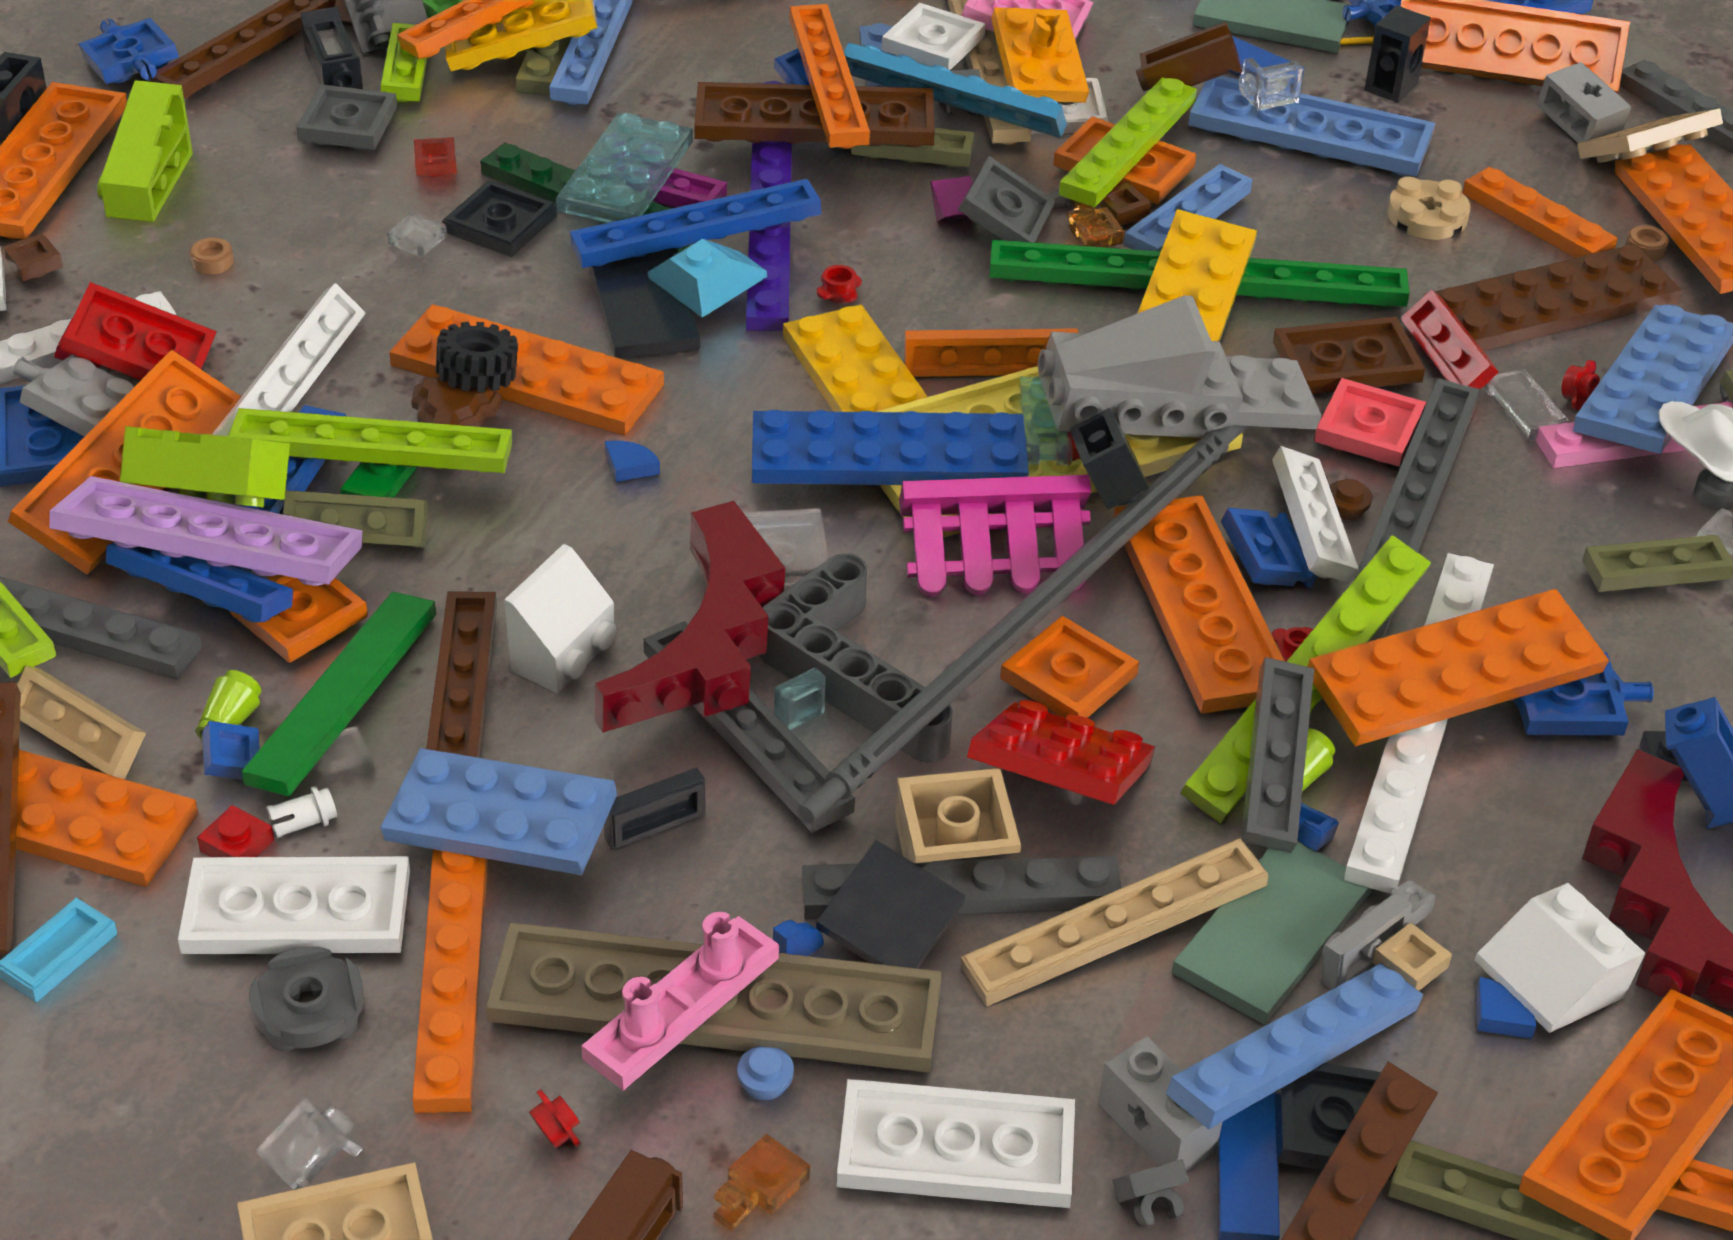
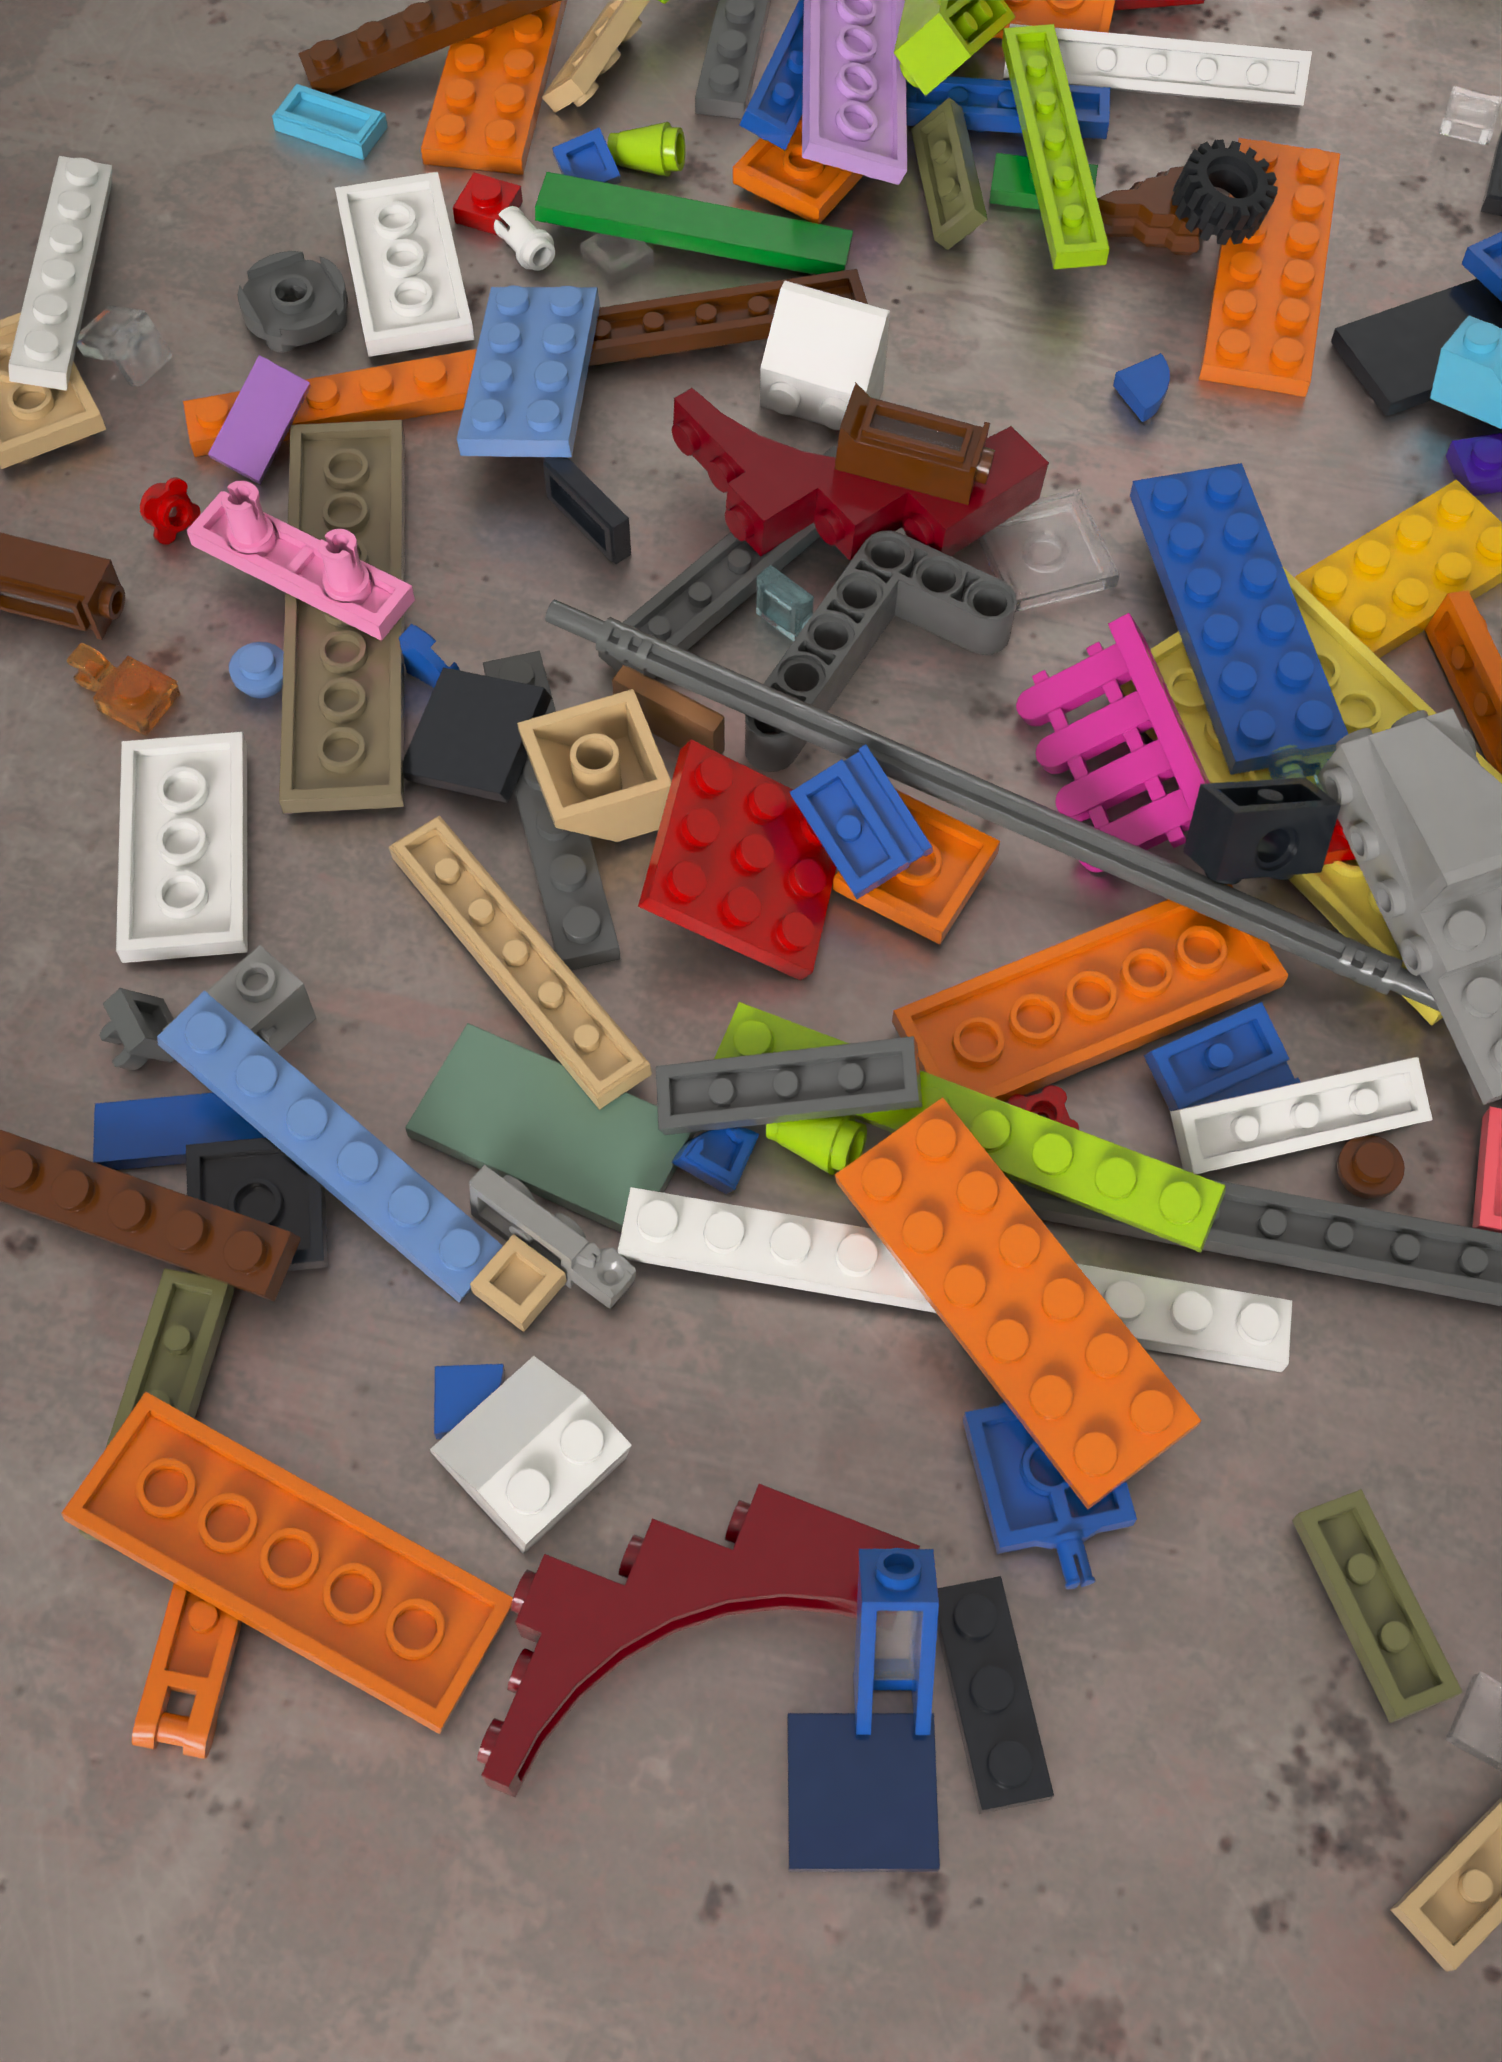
camera: 80 degrees right, 20 degrees up
(197, 1180) = (61, 274): none -> white plate
(476, 1026) = (259, 419): none -> medium lavender tile
(718, 554) = (912, 448): none -> reddish brown window
(877, 799) = (672, 713): none -> medium nougat tile
(1051, 670) = (861, 822): none -> blue plate

